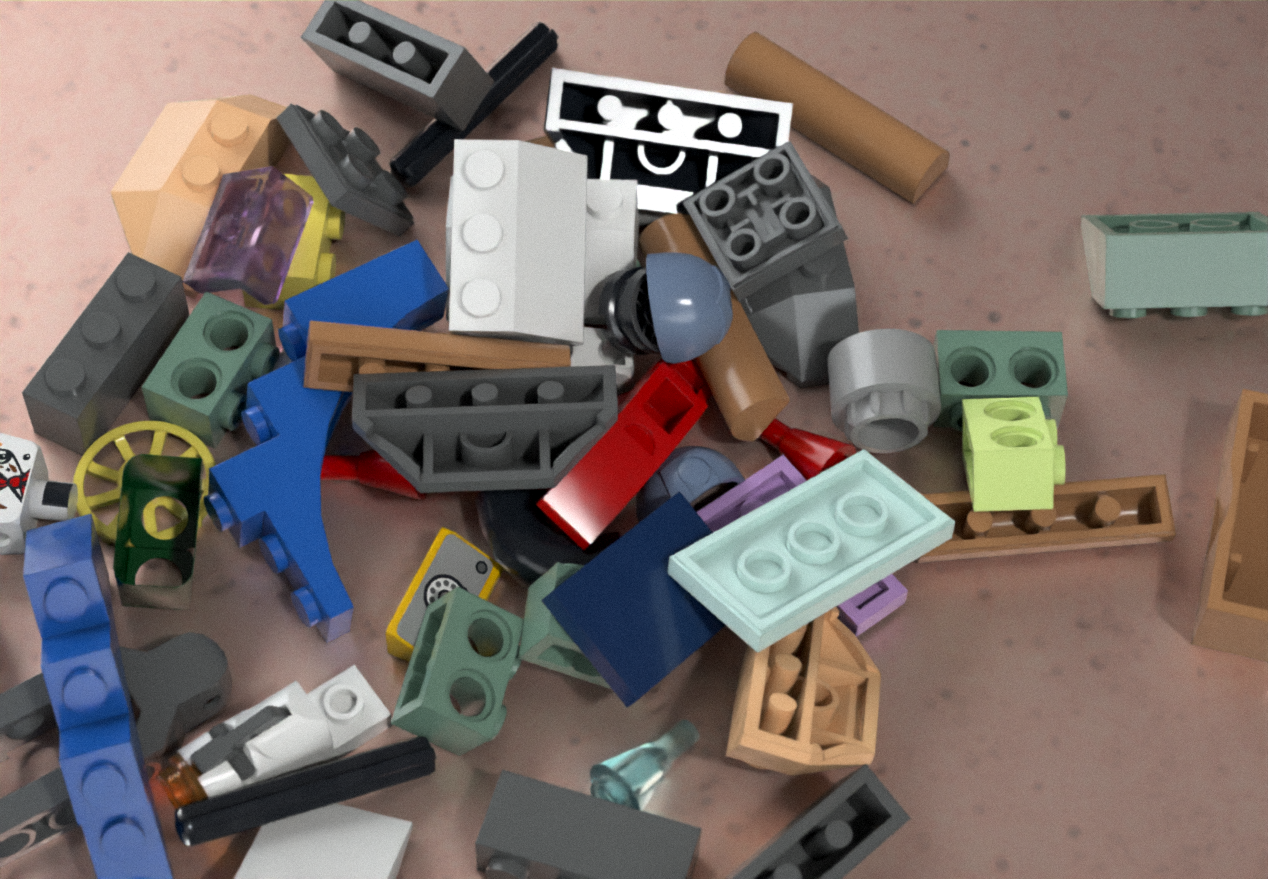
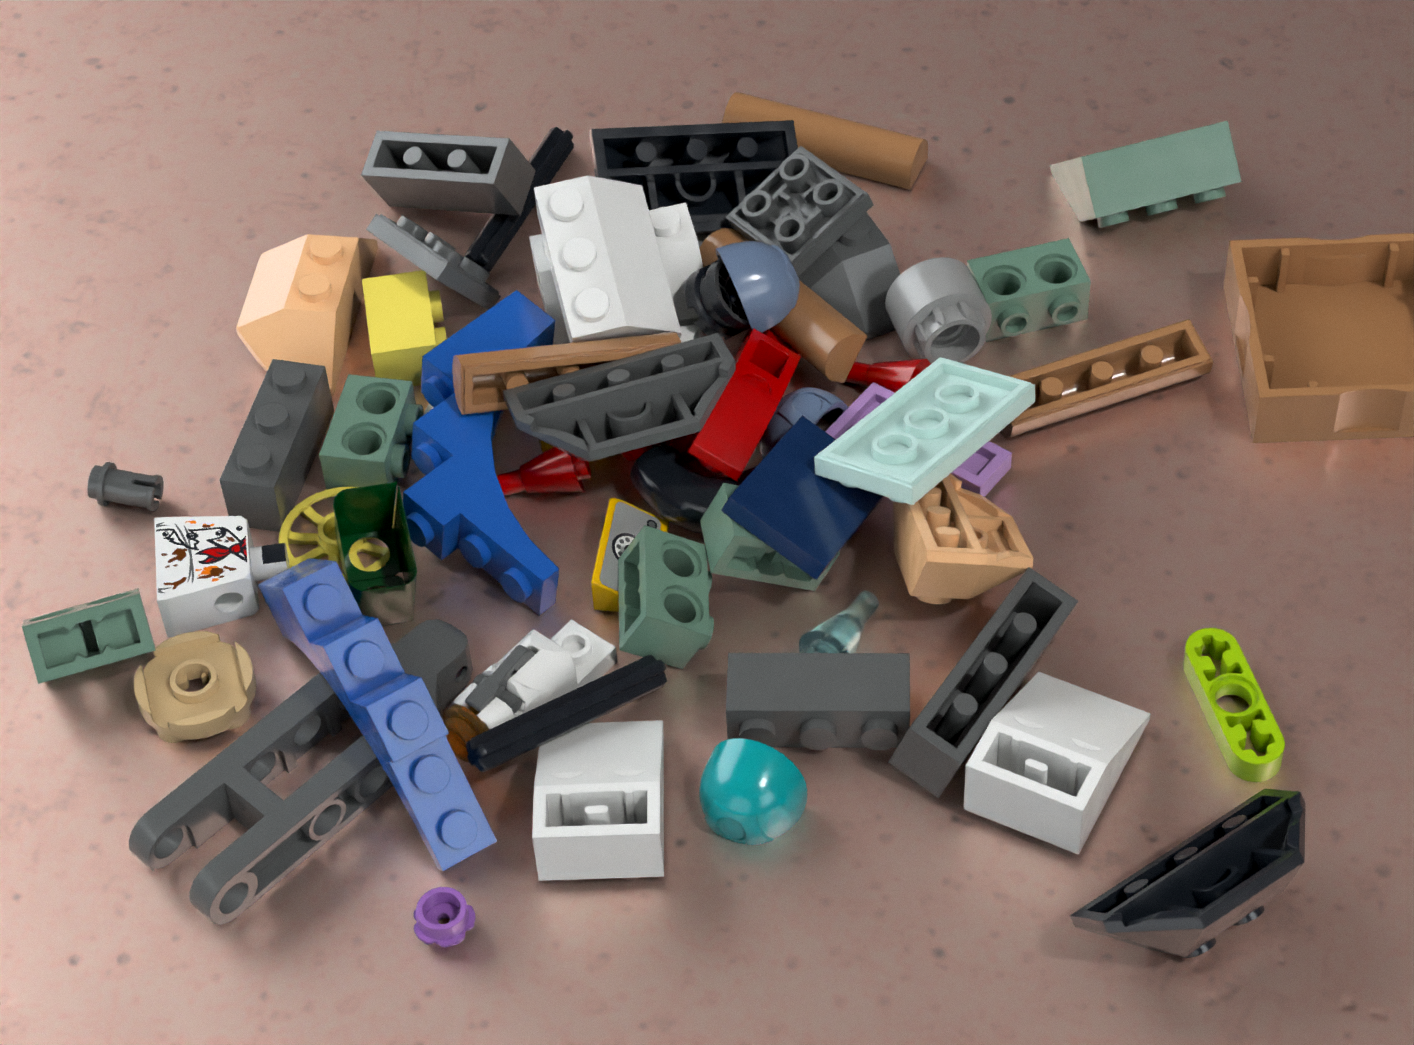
camera: 10 degrees left, 10 degrees down
(250, 234) = (372, 320): bracket -> none
(1010, 454) = (1060, 330): yellowish green brick -> none

